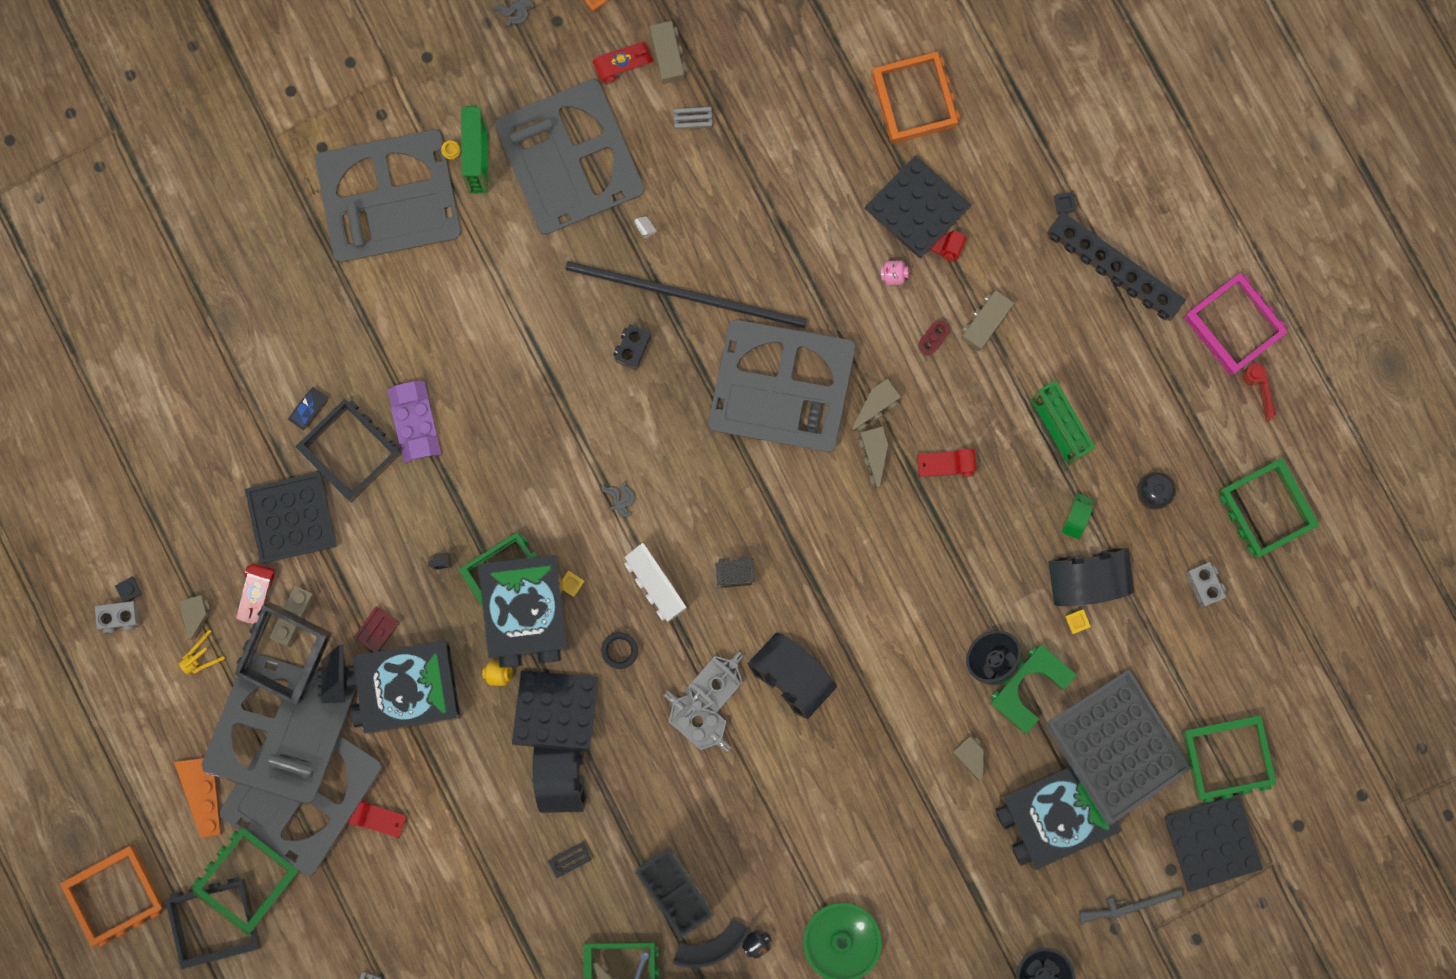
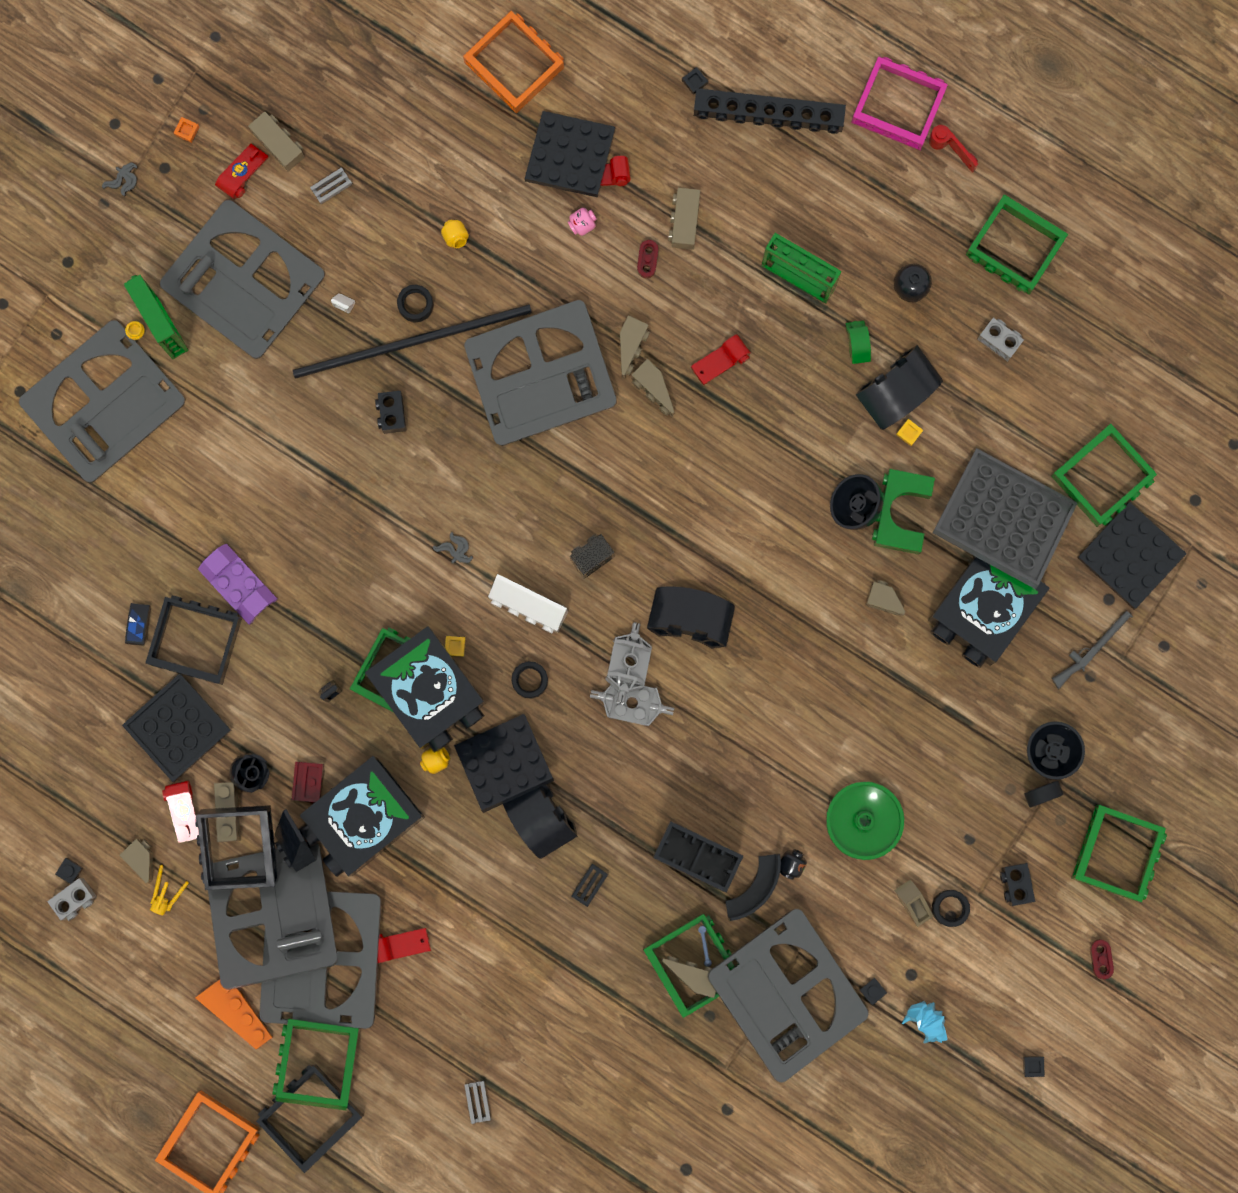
camera: 25 degrees left, 0 degrees up
(330, 593) = (249, 772): none -> black cylinder
(702, 249) = (415, 317): none -> black tyre
(776, 221) = (454, 233): none -> yellow head

